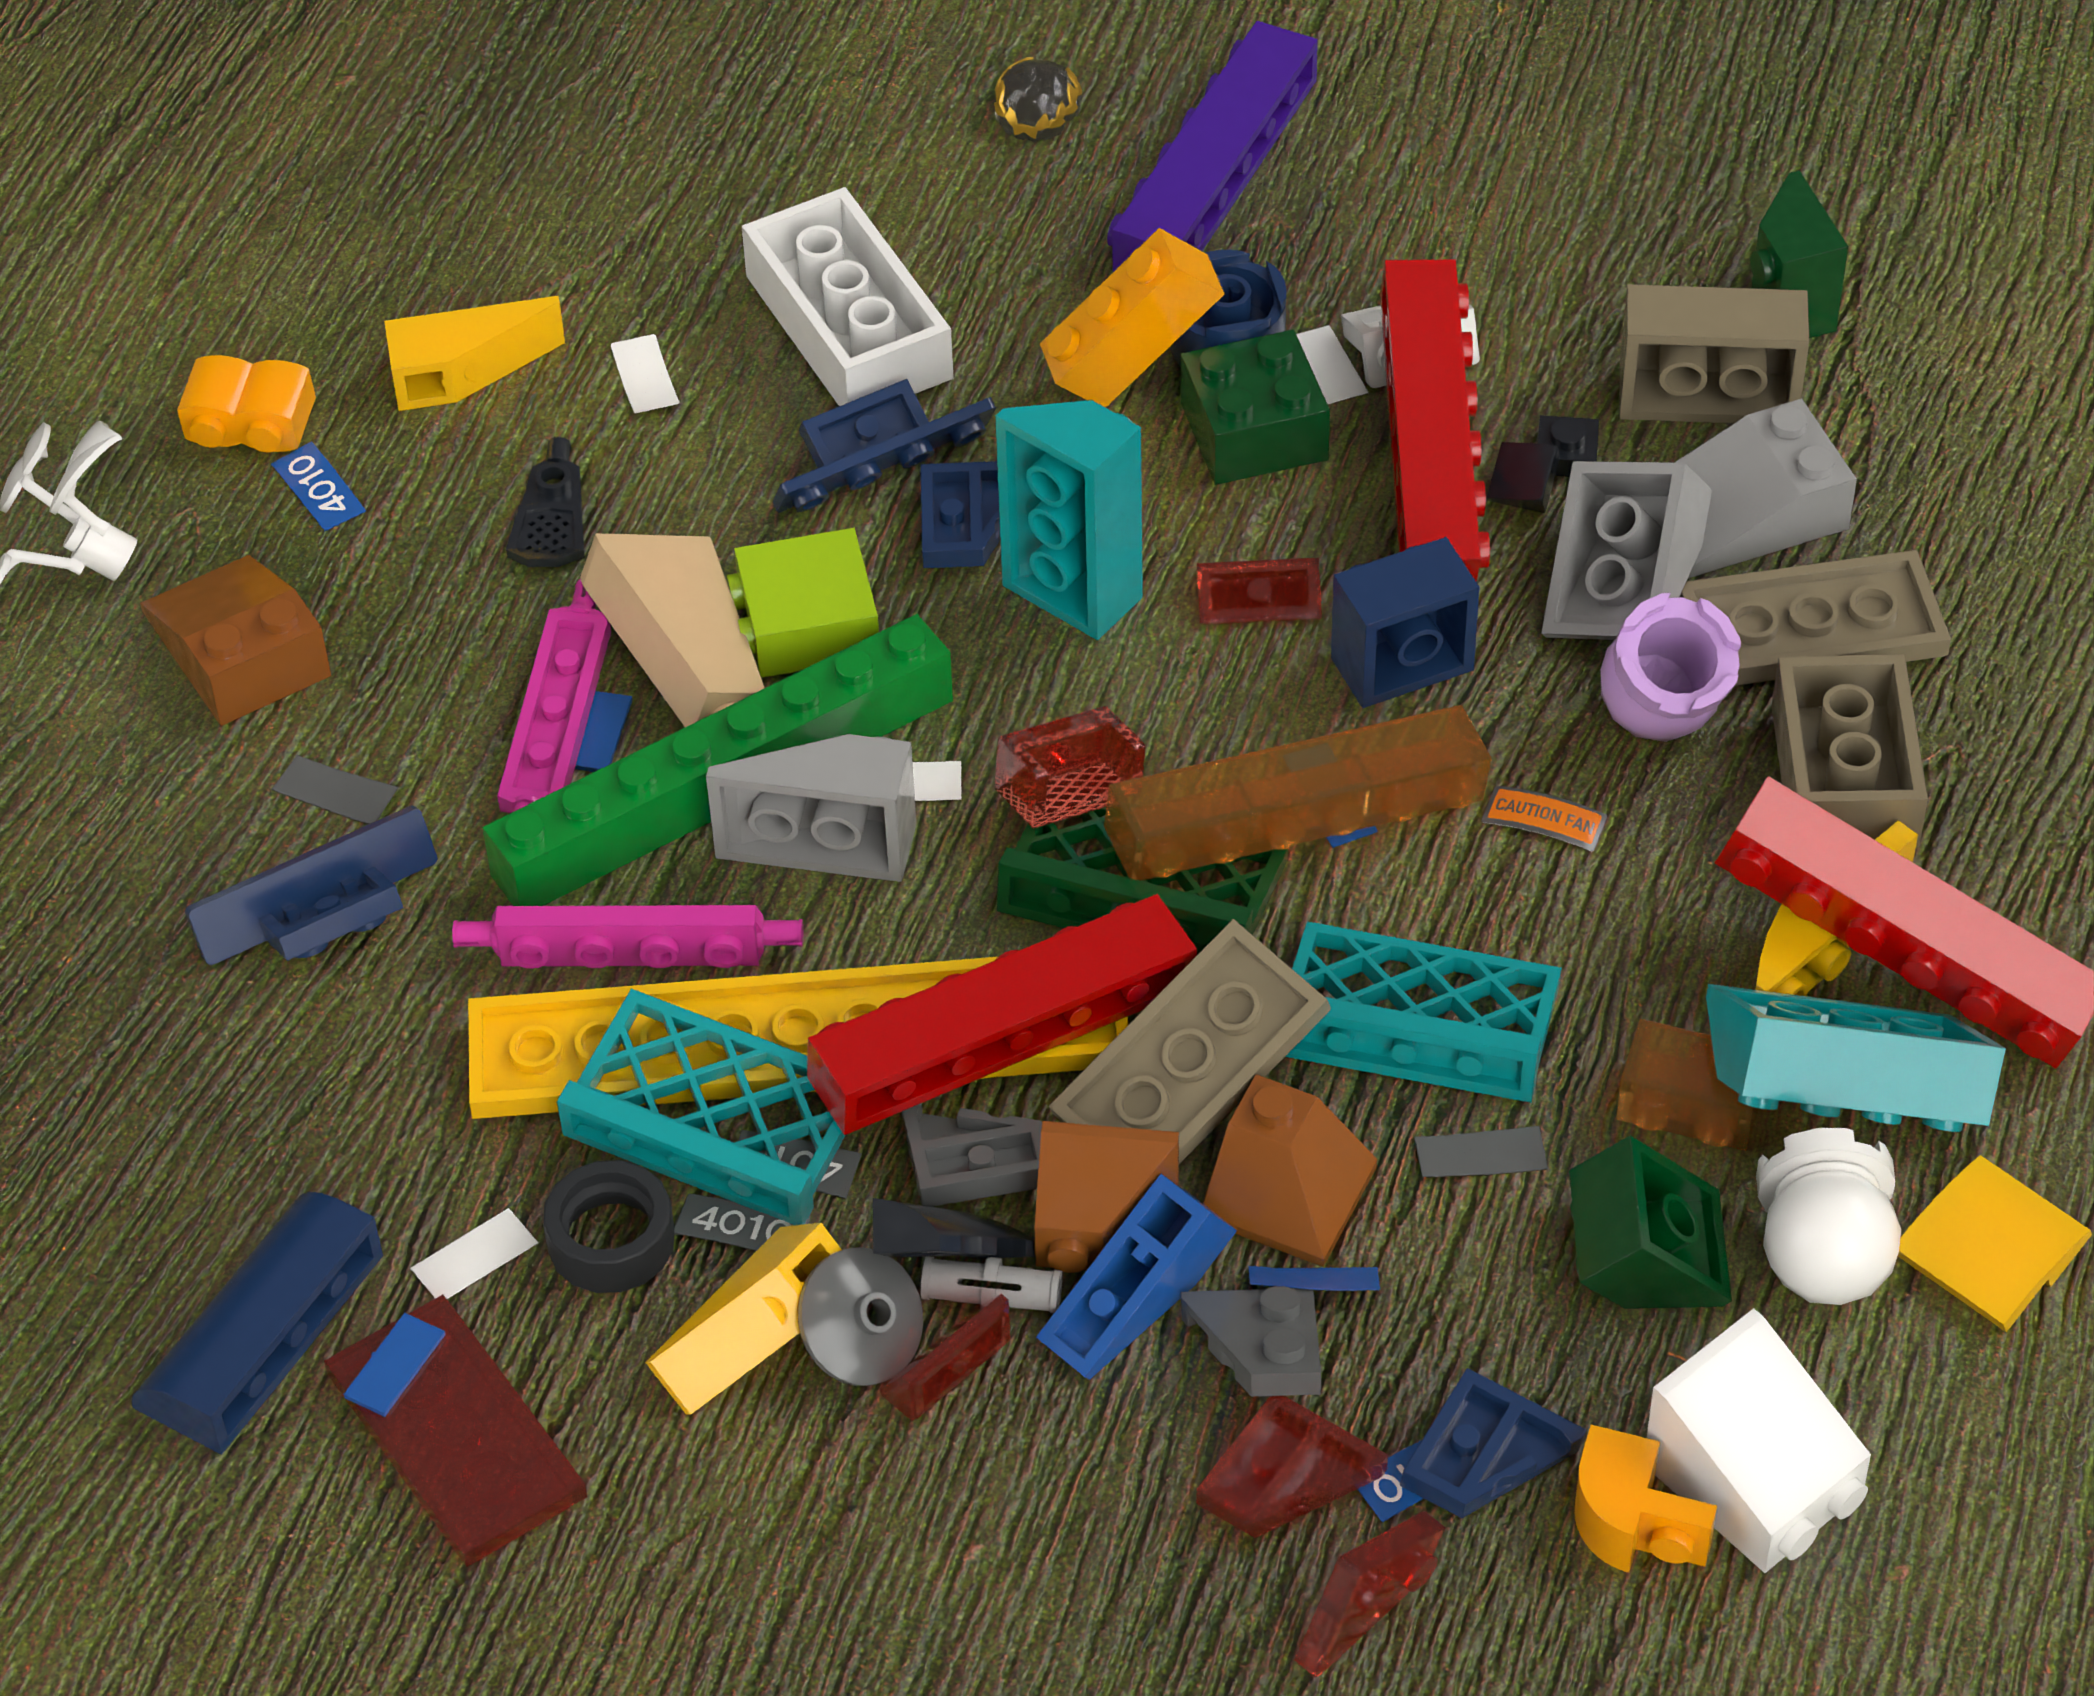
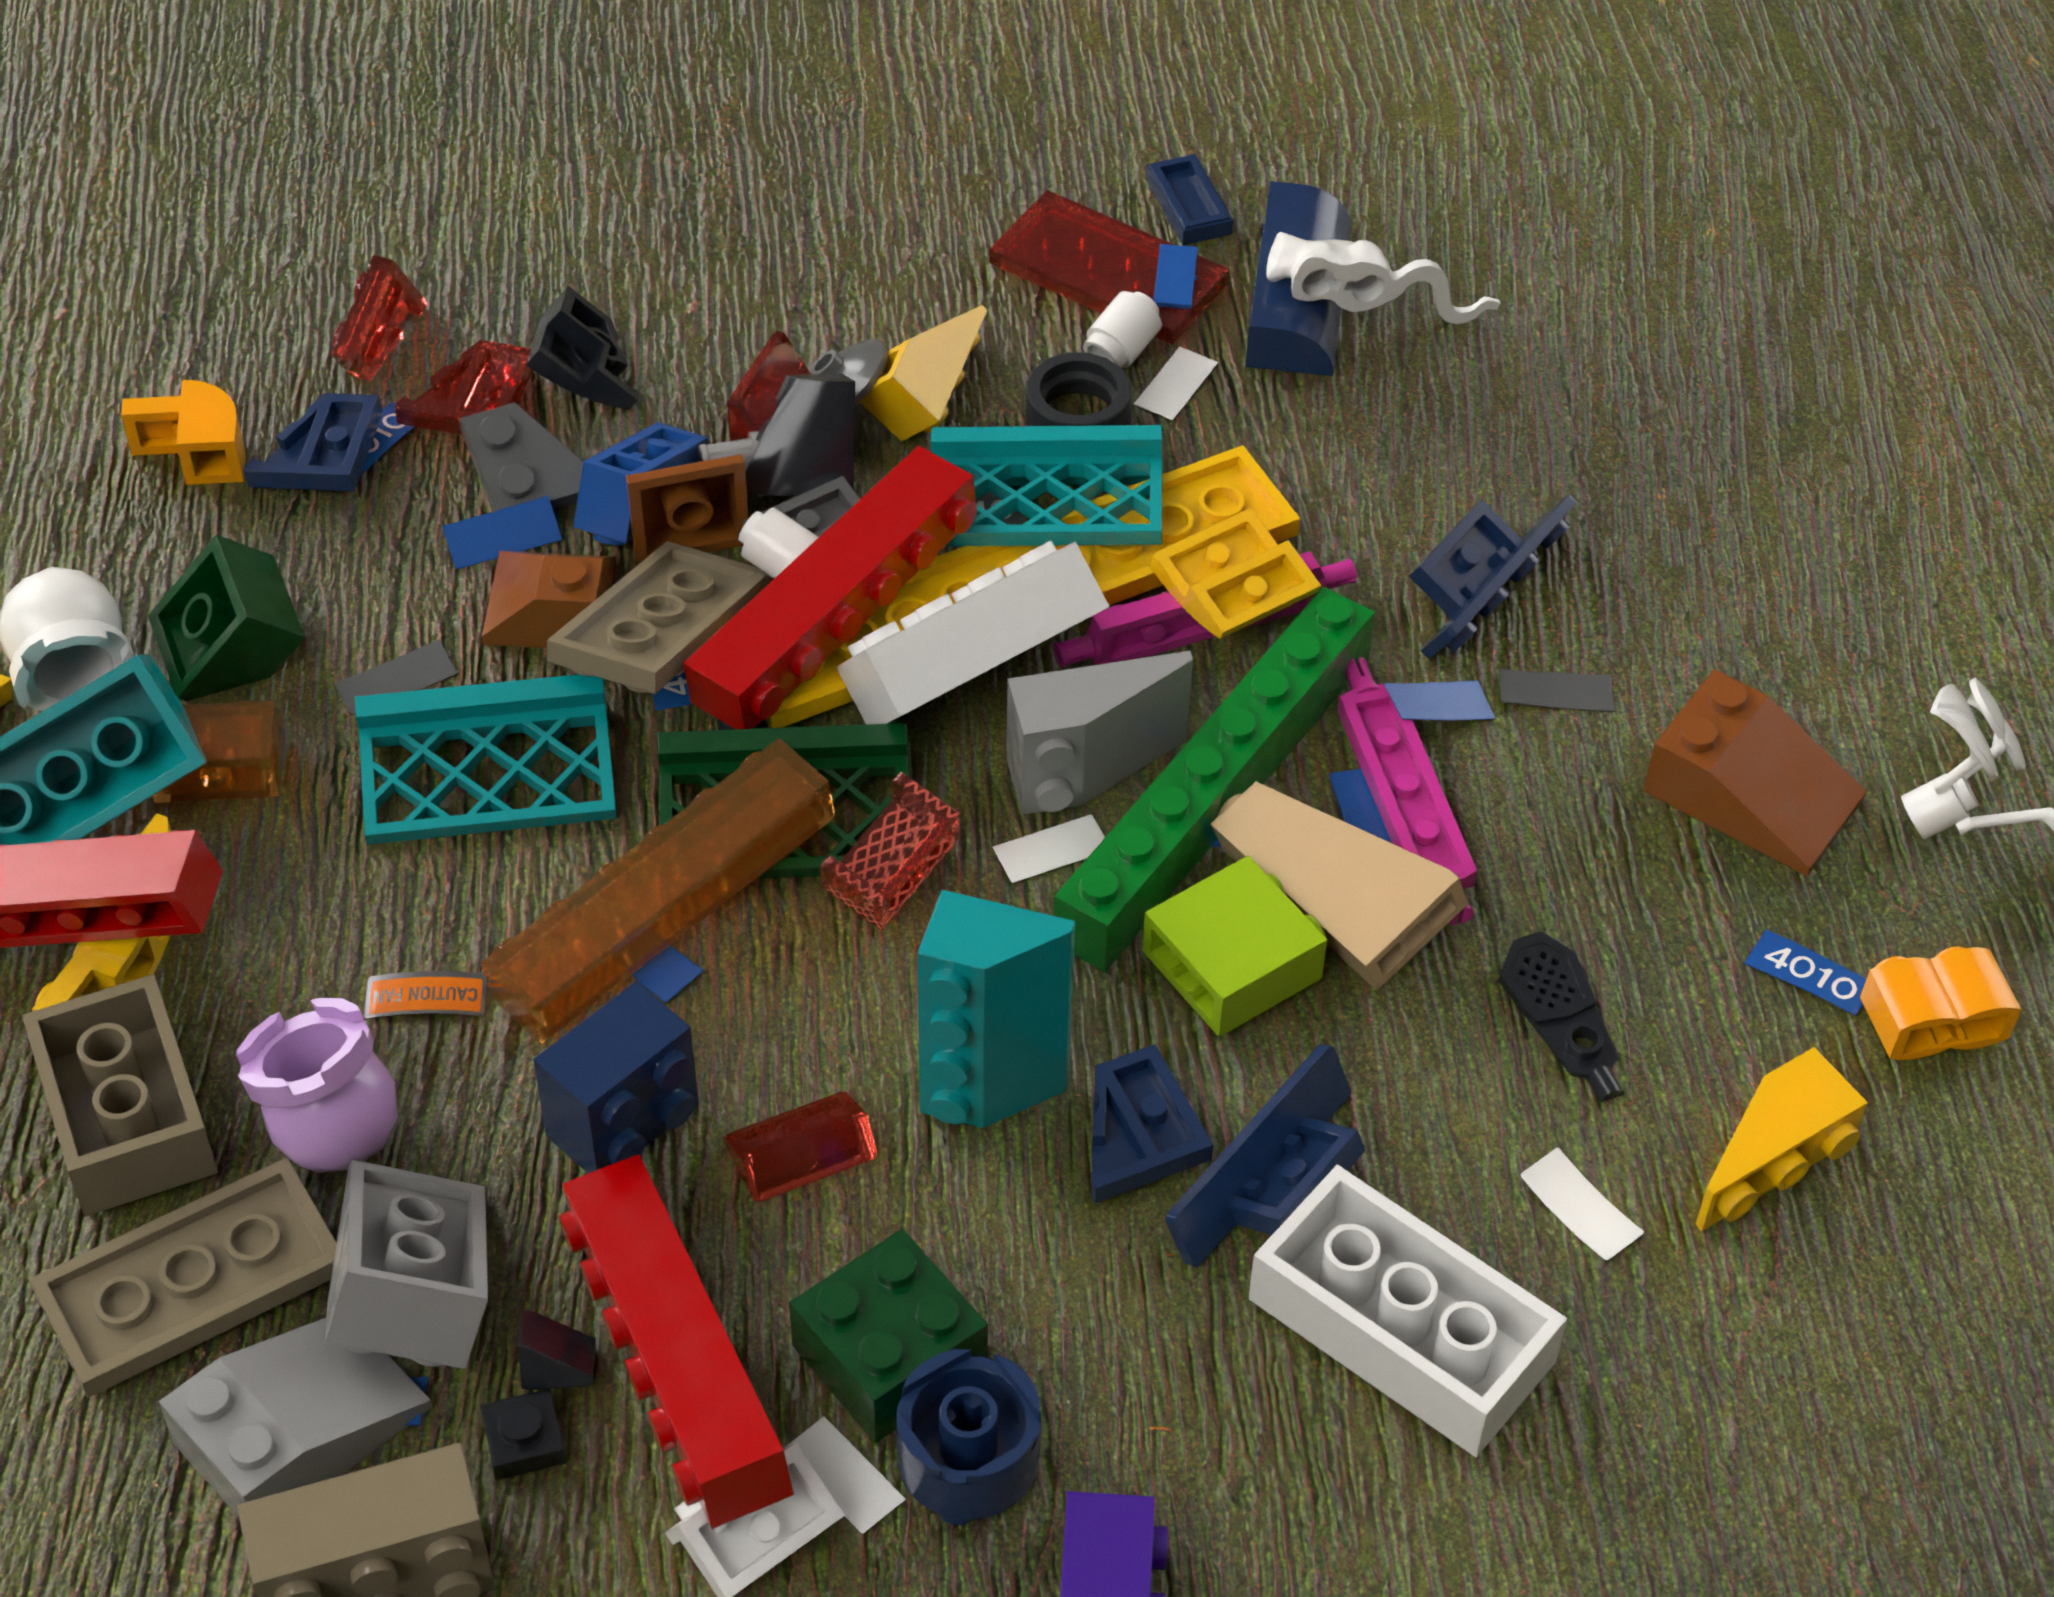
camera: 155 degrees right, 0 degrees up
(216, 1235) = (1359, 276): none -> white animal
(295, 1504) = (1189, 199): none -> dark blue tile
(464, 786) = (1440, 701): none -> sticker
(504, 1299) = (1124, 328): none -> white brick
(594, 902) = (1233, 574): none -> yellow slope
(894, 900) = (958, 641): none -> white brick
(1029, 1090) = (773, 541): none -> white brick
(1131, 318) = (1056, 1325): light orange brick -> none
(1142, 1488) = (580, 351): none -> black slope
(1758, 1441) = (105, 478): white slope -> none

